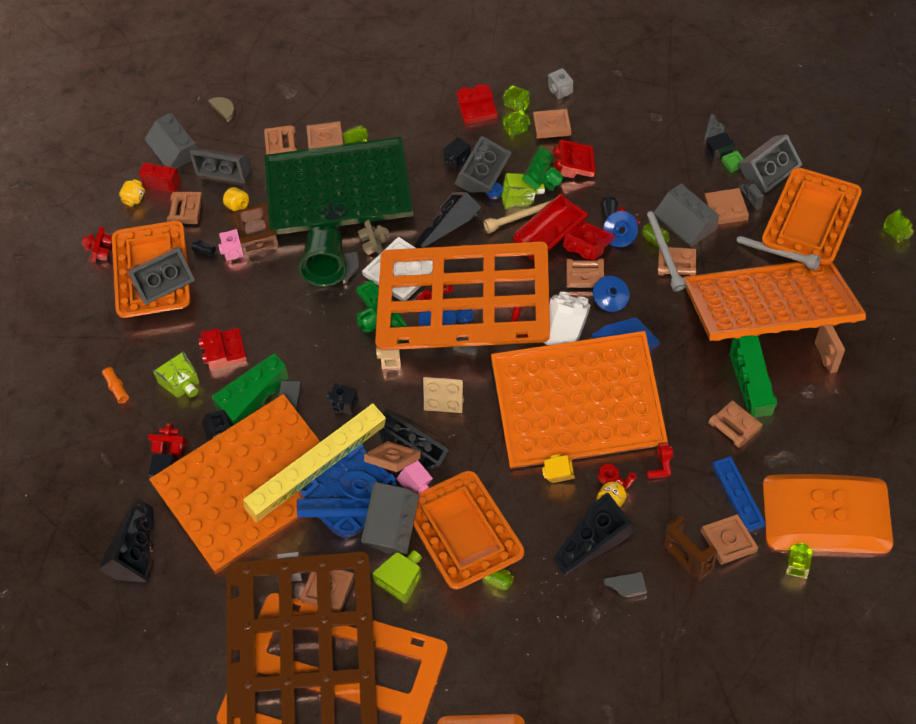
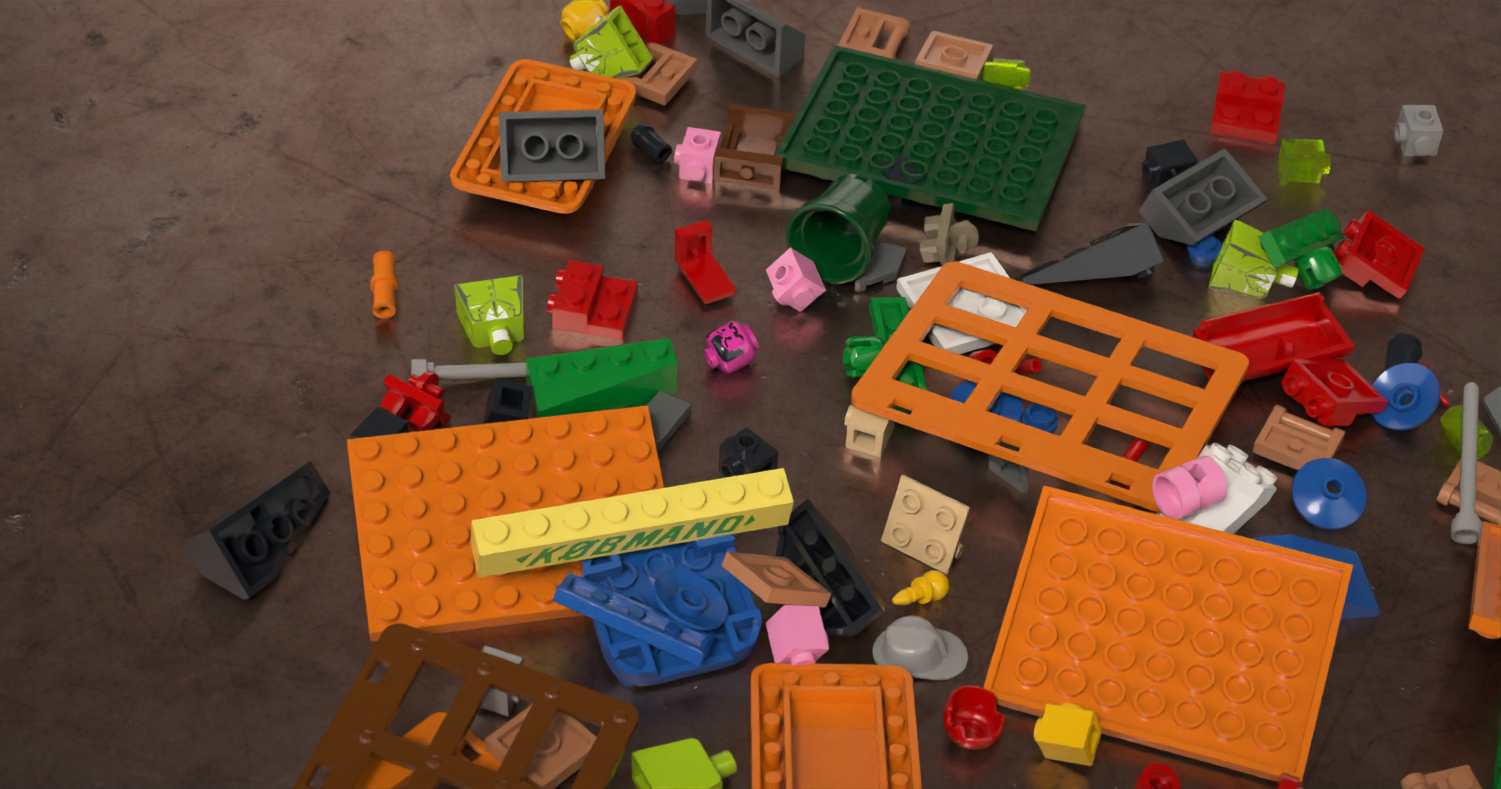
camera: 20 degrees right, 10 degrees down
(94, 244) = (479, 68): red hips -> none
(157, 206) = (611, 47): none -> lime torso
(161, 422) = (471, 371): none -> light grey piece
(235, 199) = (747, 88): yellow head -> none
(263, 305) = (698, 264): none -> red bracket
(303, 343) = (730, 347): none -> dark pink head
(314, 293) = (795, 280): none -> bright pink brick
(390, 518) = (713, 675): dark grey slope -> none
(457, 425) = (929, 587): none -> yellow bar
(470, 457) = (921, 649): none -> light grey piece
(492, 224) = (1171, 300): tan piece -> none
(513, 481) = (973, 718): none -> red hair
(516, 98) = (1326, 122): clear neon green brick -> none
(552, 123) = (1368, 186): nougat plate -> none
(557, 326) = (1189, 487): none -> bright pink wheel

